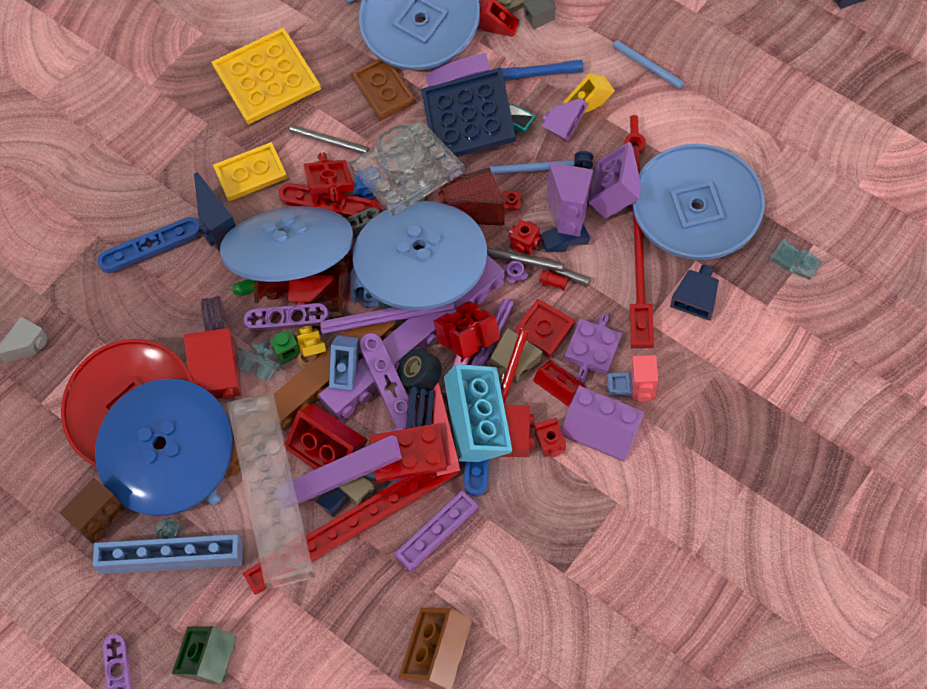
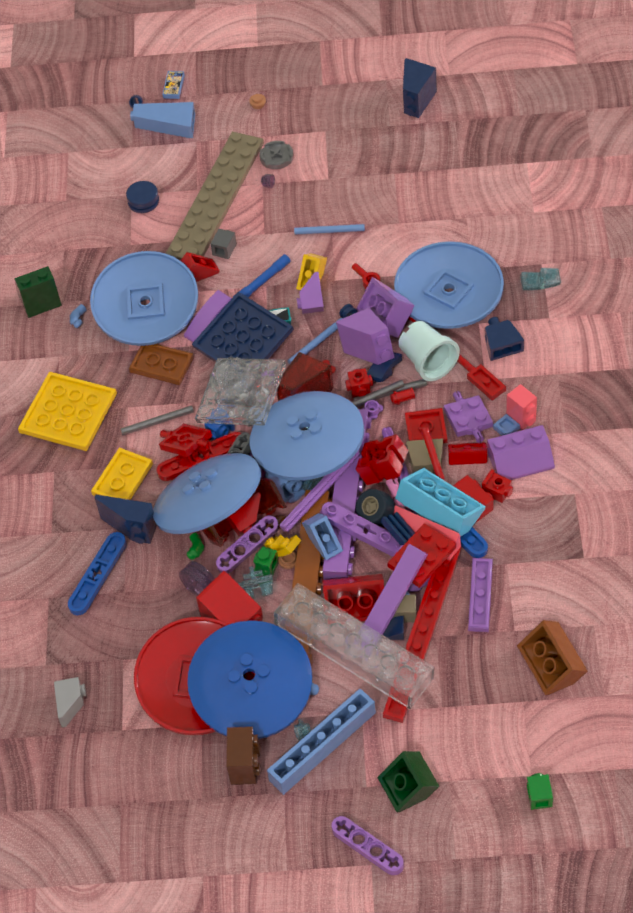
camera: 40 degrees left, 10 degrees down
(612, 254) = (429, 351): none -> light aqua piece

